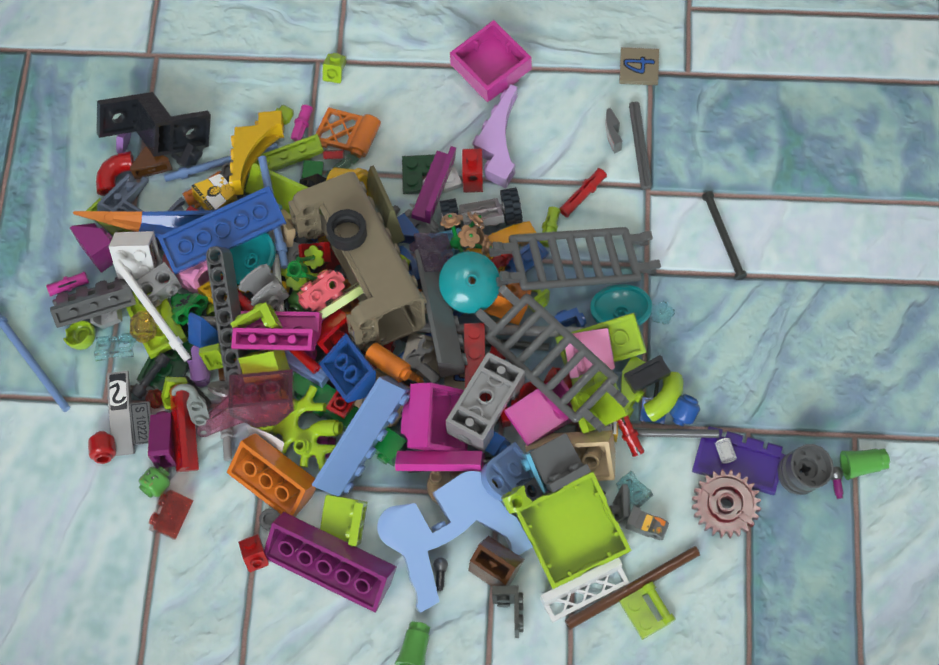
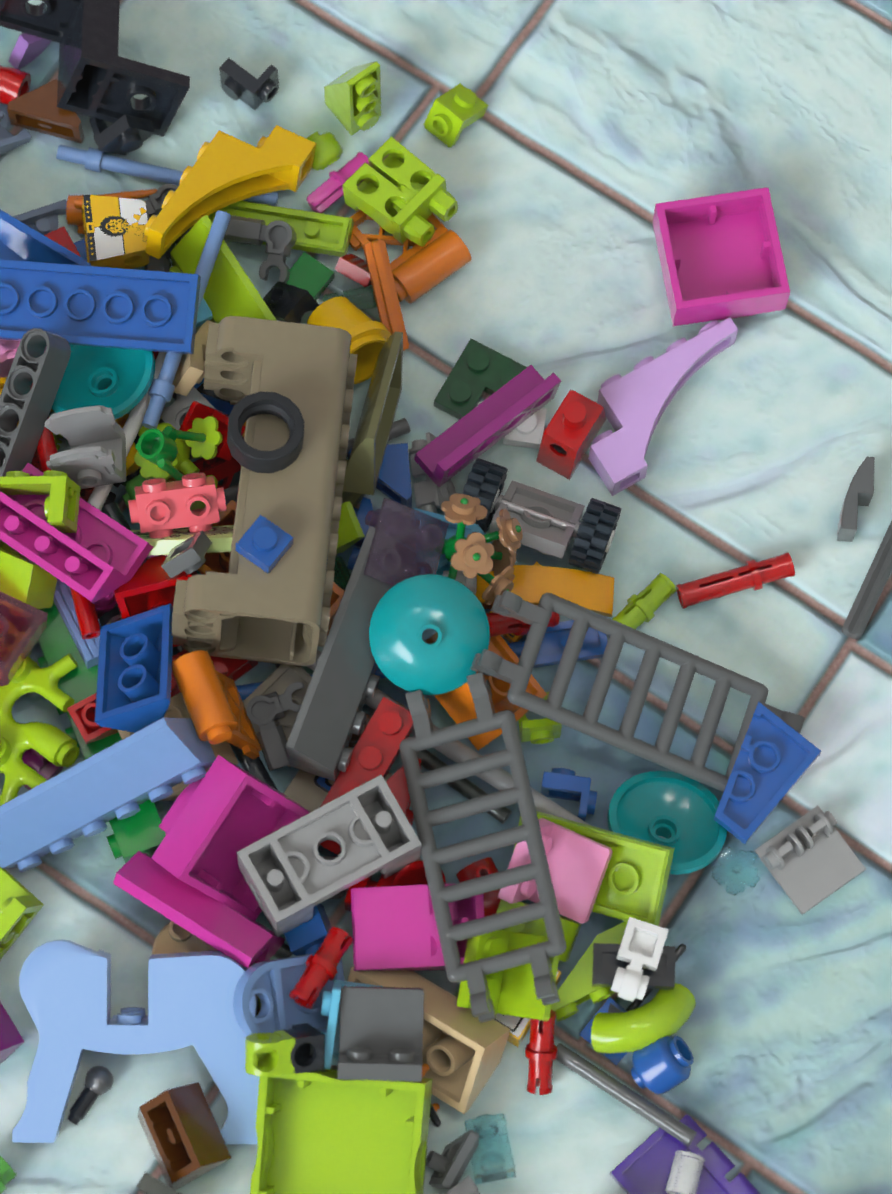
camera: 25 degrees right, 5 degrees up
(232, 104) = (242, 85): none -> black bracket
(286, 81) = (356, 97): none -> lime slope
(289, 158) = (278, 237): none -> dark grey bar
(332, 111) = (400, 193): none -> lime hips
(341, 307) = (187, 555): none -> dark grey plate
(349, 152) = (384, 288): none -> orange axle
(377, 277) = (264, 544): none -> blue plate
(513, 451) = (321, 967): none -> red pin
(647, 363) = (641, 948): none -> white plate
(649, 262) = (763, 774): none -> blue wing
(690, 289) = (810, 859): none -> light grey hinge

